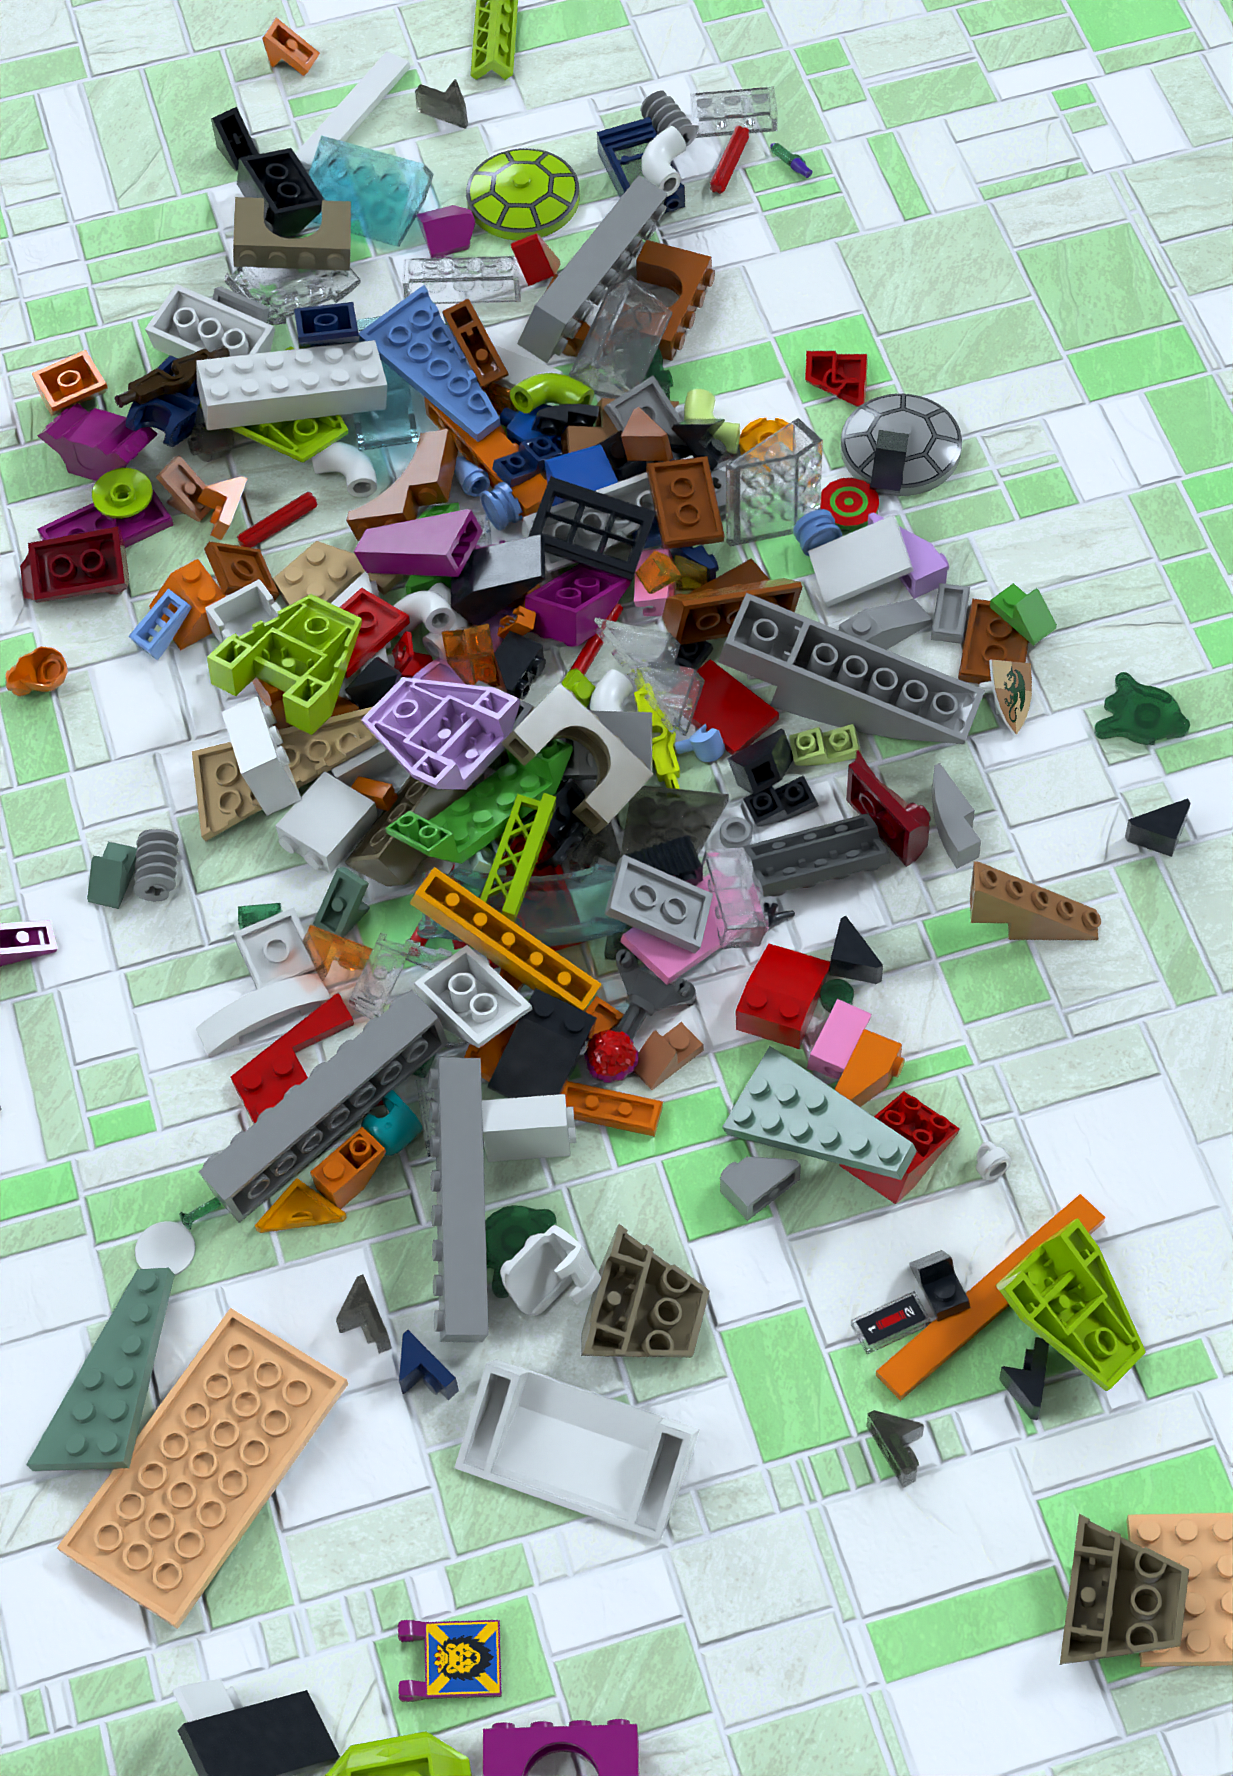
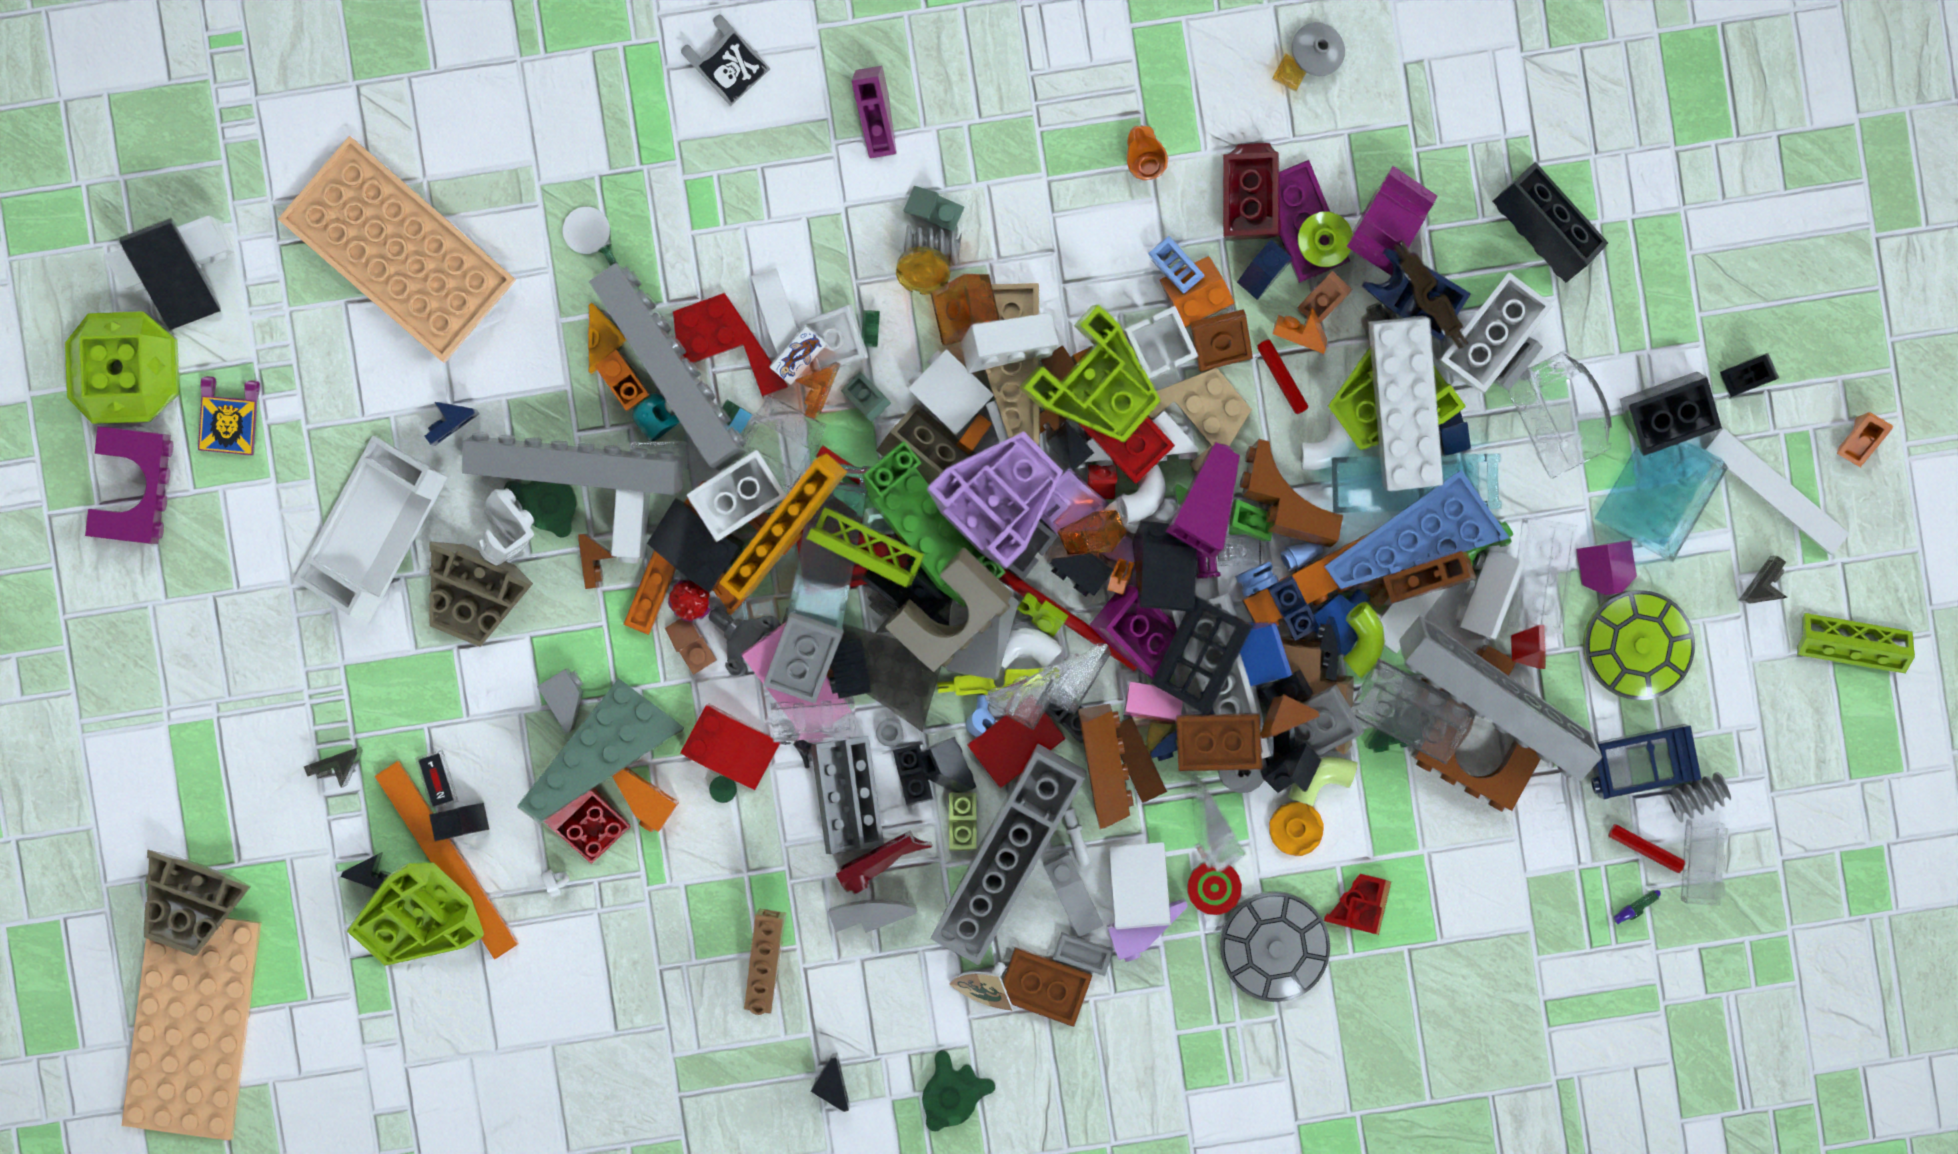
camera: 95 degrees right, 30 degrees up
(69, 382) = (1458, 199): orange slope -> none
(95, 315) = (1550, 222): none -> black slope
(107, 1398) = (460, 177): sand green wing -> none
(157, 543) = (1264, 269): none -> dark blue slope
(185, 864) = (923, 269): none -> clear yellow tile
(226, 813) = (962, 304): none -> clear orange slope
(261, 248) = (1592, 384): dark tan arch -> none
(297, 979) = (798, 354): none -> tile
(326, 325) = (1462, 441): dark blue slope -> none
(361, 1310) = (506, 380): clear smoke slope -> none
(498, 298) = (1489, 594): none -> white slope
(571, 1179) = (590, 552): none -> dark orange slope
(657, 160) = (1632, 777): white cylinder -> none
(657, 572) = (1151, 707): clear yellow slope -> none
(815, 530) = (1182, 851): medium blue wheel -> none
(838, 1039) = (677, 783): bright pink hinge -> none
(853, 956) = (754, 806): black slope -> none
(889, 461) = (1245, 932): black slope -> none
(1024, 612) = (1063, 1015): bright green slope -> none

